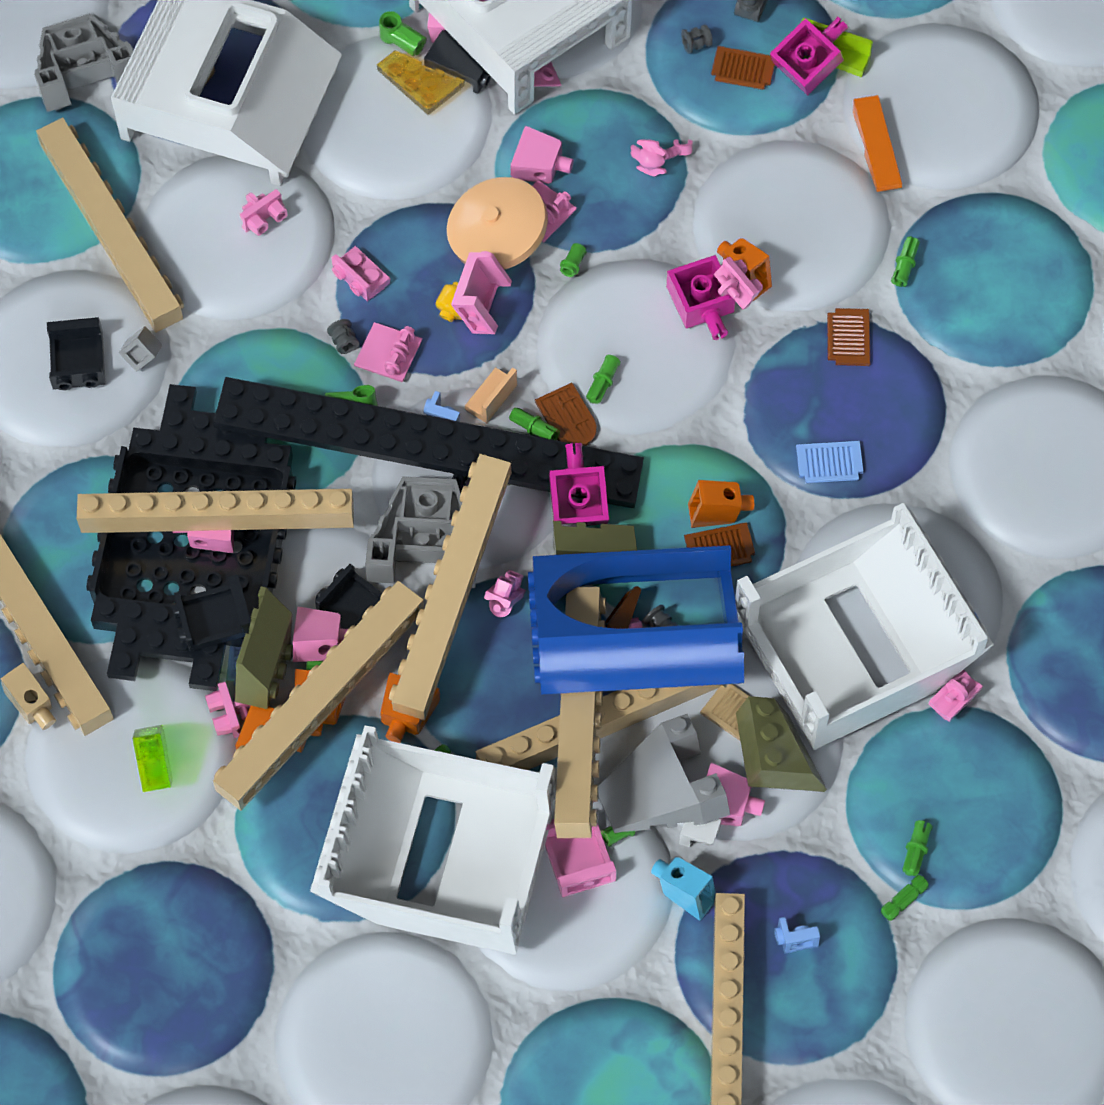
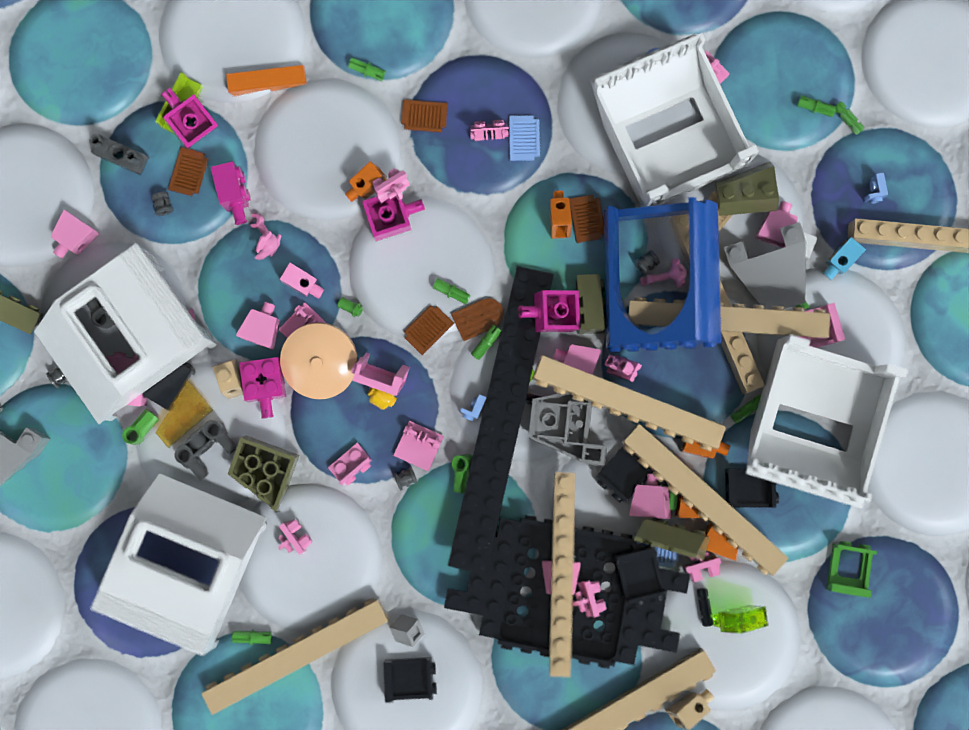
camera: 85 degrees left, 20 degrees up
(77, 55) = (138, 682): light grey wedge -> none
(133, 174) = (252, 637): none -> bright green axle
(170, 565) = (586, 599): none -> bright pink hips
(171, 718) = (705, 608): none -> black axle
(201, 908) = (846, 585): none -> bright green window
(329, 766) = (749, 491): none -> black panel
(350, 170) = (263, 469): none -> olive wedge
(382, 99) = (199, 443): none -> dark grey piece
(463, 162) = (268, 390): none -> dark pink brick
(468, 124) = (229, 379): none -> tan torso
(492, 394) = (458, 371): light nougat panel -> none
(511, 540) = (578, 357): none -> bright pink torso
(549, 356) = (428, 329): none -> dark orange window
(603, 194) = (292, 278): none -> bright pink torso
(623, 612) = (640, 287): reddish brown slope -> none
(719, 108) = (231, 190): none -> dark pink brick
(833, 411) = (479, 127): none -> bright pink hinge

